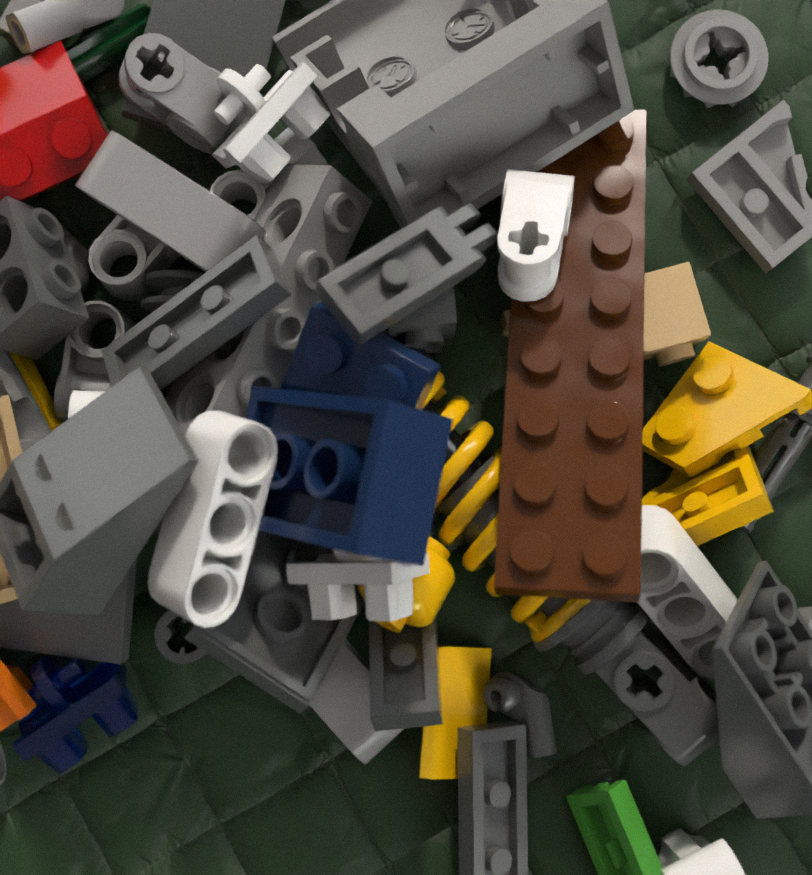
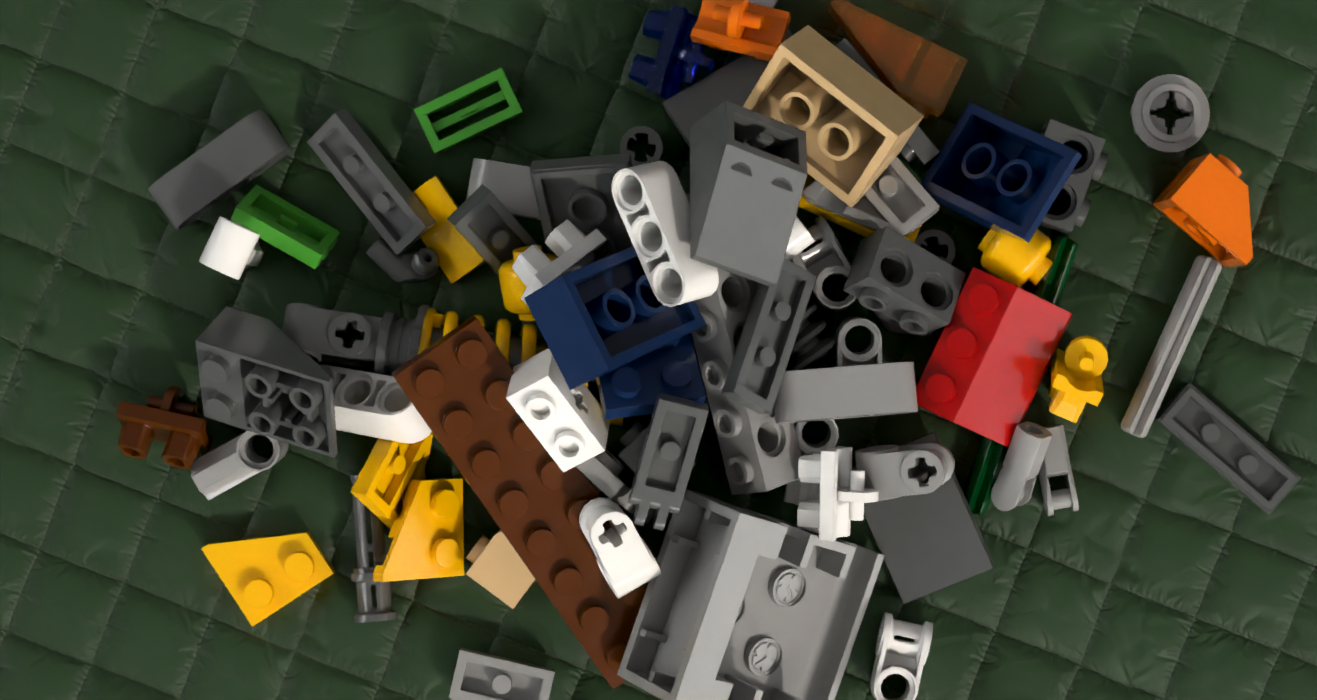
camera: 140 degrees right, 5 degrees up
(325, 841) = (506, 93): none -> bright green tile
(485, 321) = (606, 474): none -> light grey wing
(489, 398) = (562, 419): none -> white brick

